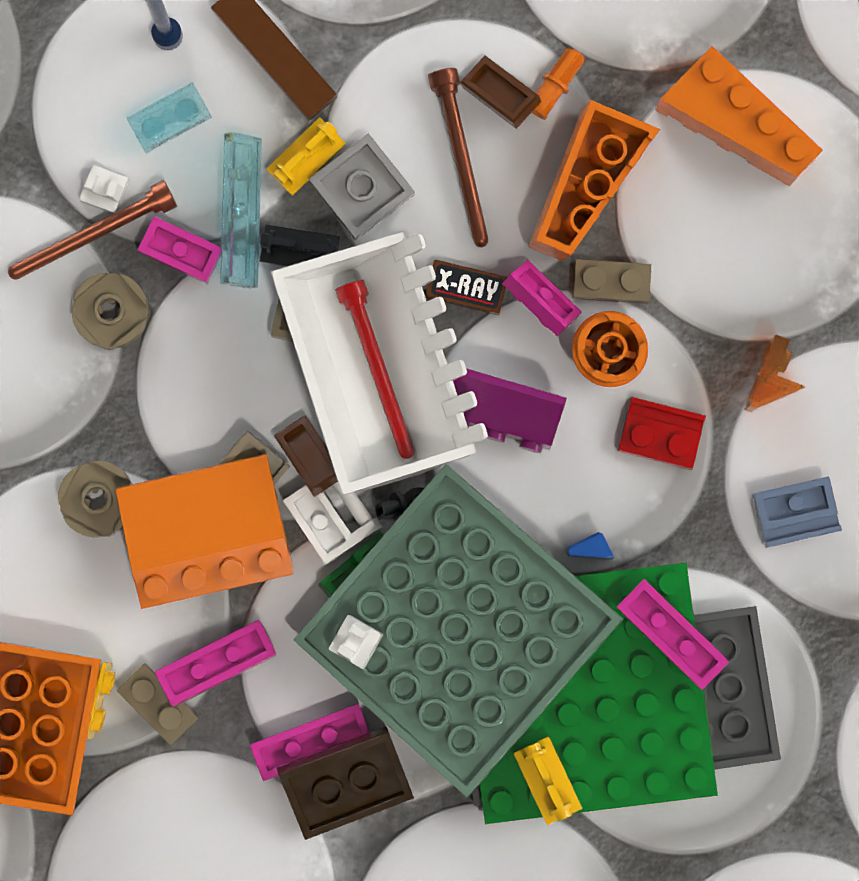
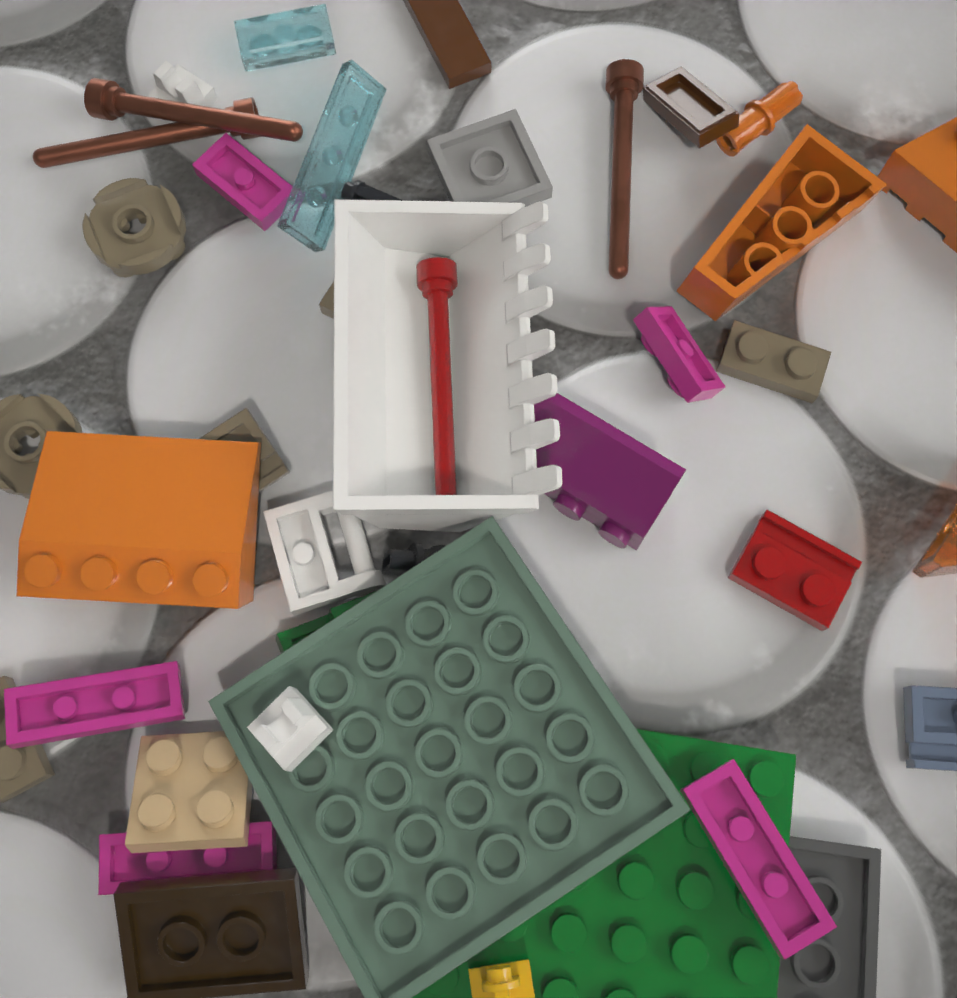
camera: 20 degrees right, 10 degrees down
(52, 211) = (109, 101): none -> copper piece
(299, 701) = (188, 794): none -> tan plate
(306, 156) = (432, 117): yellow hinge -> none
(308, 455) = (311, 463): reddish brown tile -> none
(467, 287) = (587, 320): tile -> none
(591, 547) = (662, 695): blue slope -> none
(610, 349) = (756, 433): orange cone -> none

